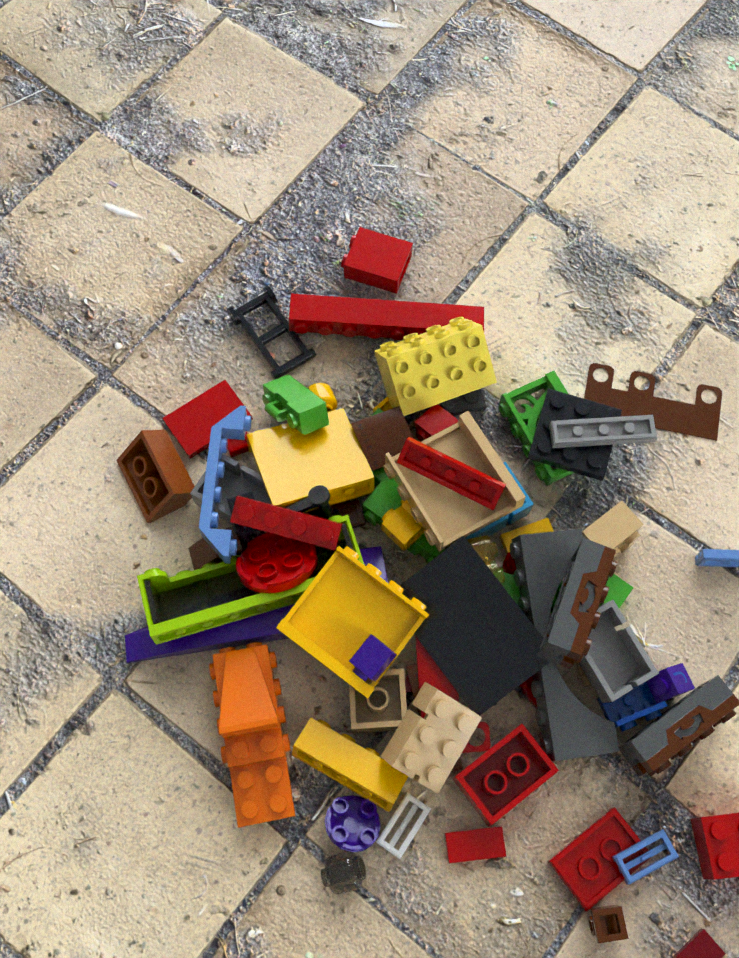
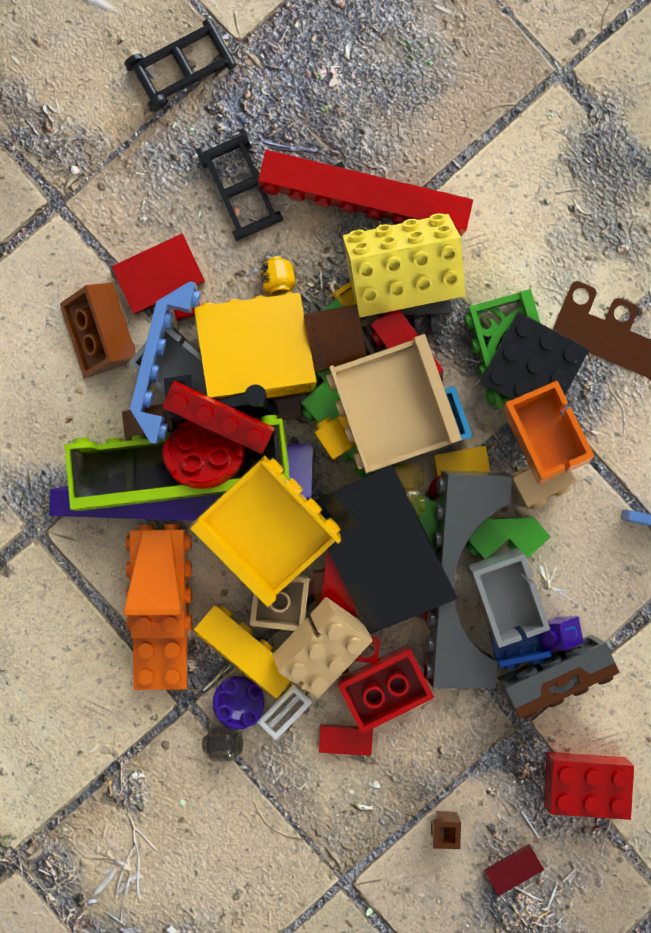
camera: 10 degrees right, 20 degrees up
(188, 276) = (159, 99): none -> black piece
(293, 402) = (253, 286): bright green piece -> none
(372, 659) = (278, 571): dark purple brick -> none
(377, 260) = (369, 116): red brick -> none
(451, 473) = (392, 399): red plate -> none
(577, 604) = (486, 559): piece -> none
(587, 860) = (455, 771): red tile -> none
(602, 431) = (567, 372): light grey tile -> none
(604, 488) = (545, 437): none -> orange piece
(623, 868) = (512, 764): medium blue tile -> none

